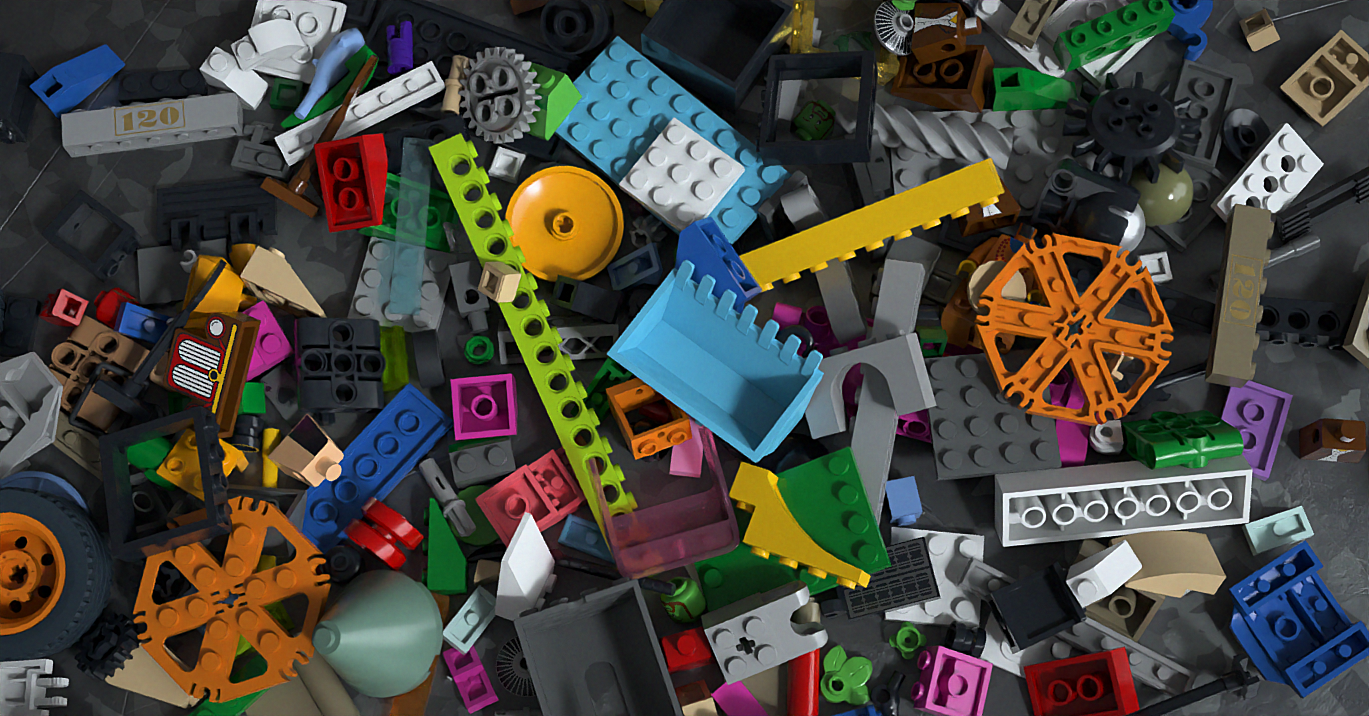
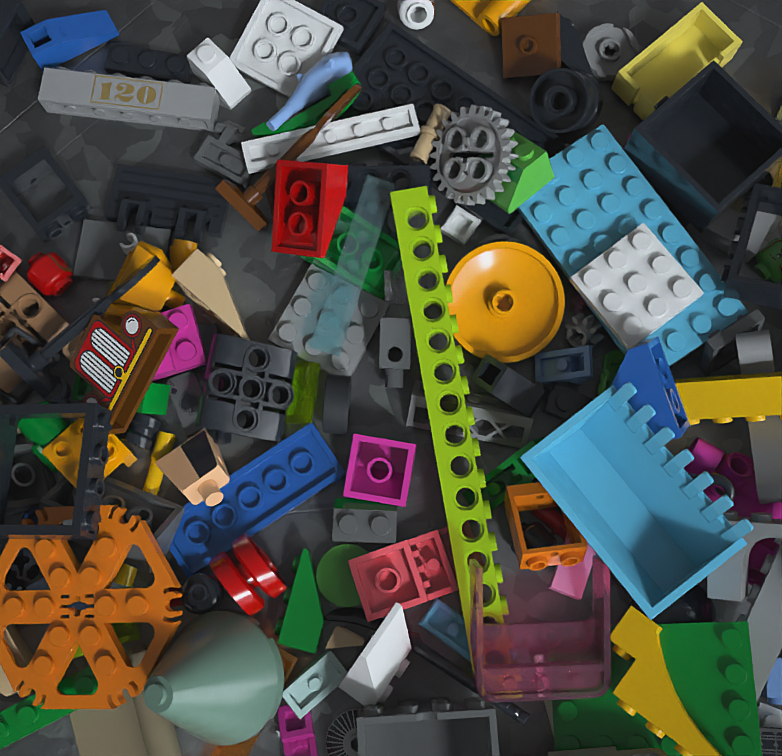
camera: 15 degrees right, 5 degrees up
(140, 323) = (66, 294): blue plate -> none
(265, 41) = (257, 43): white brick -> none
(287, 94) = (264, 102): dark green plate -> none
(400, 49) = (384, 84): dark purple hinge -> none
(452, 506) = (321, 553): light grey axle -> none
(475, 342) = (388, 396): green plate -> none
(499, 282) = (427, 349): tan slope -> none
(686, 603) = (537, 730): bright green head -> none

